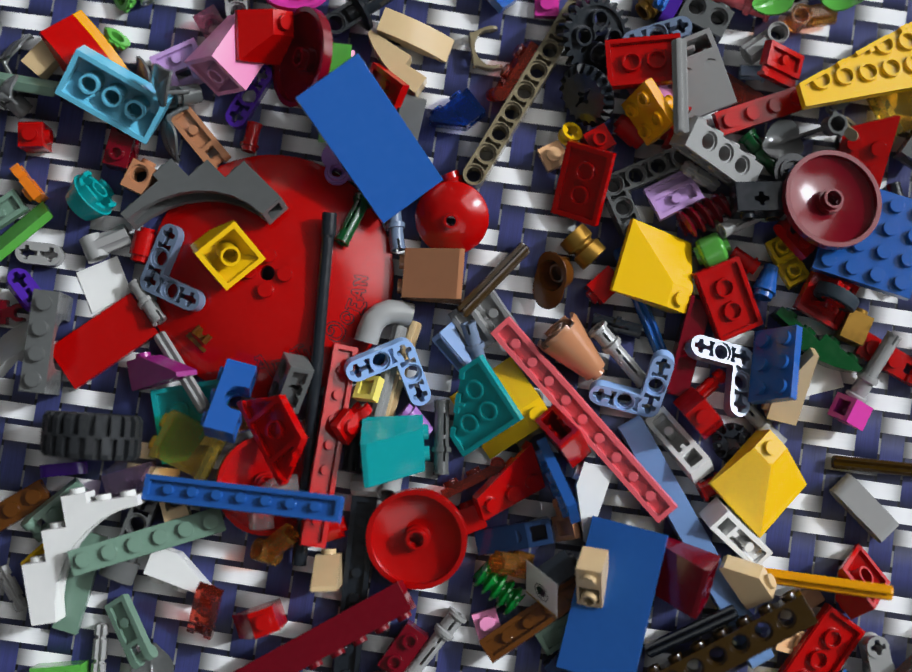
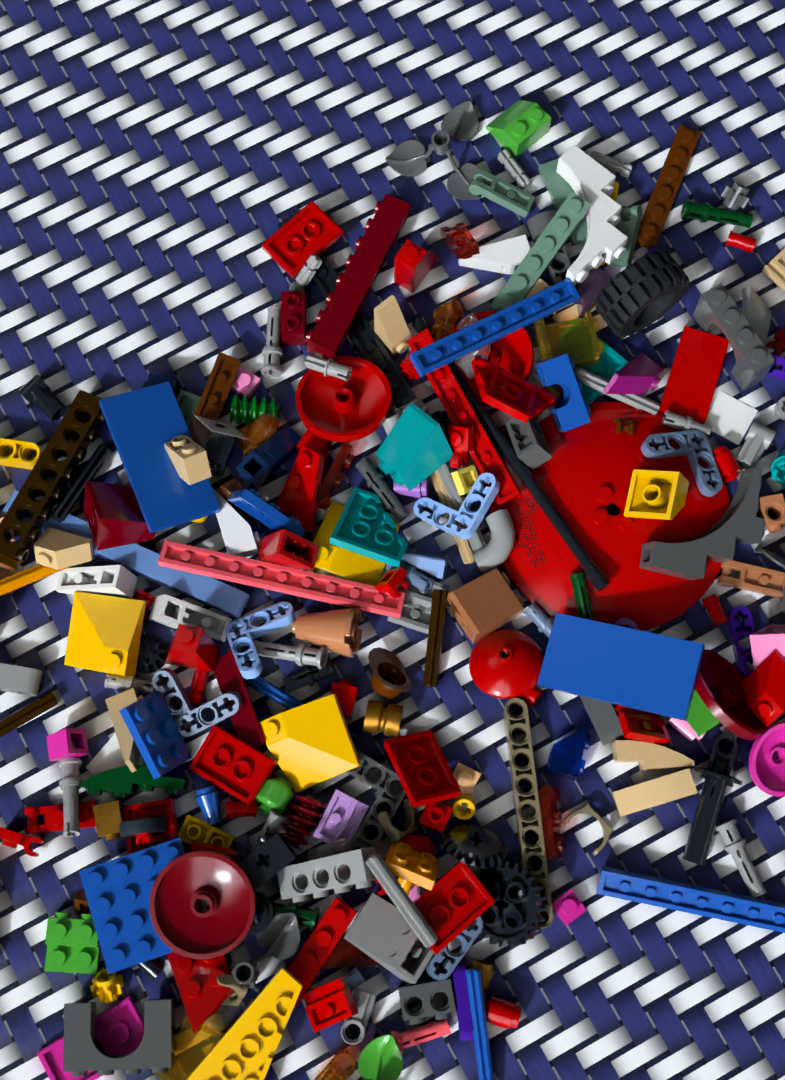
camera: 145 degrees right, 10 degrees down
(409, 575) = (328, 367): none -> light grey axle
(495, 348) = (390, 581): none -> red tile
(639, 147) = (409, 824): none -> dark tan cap

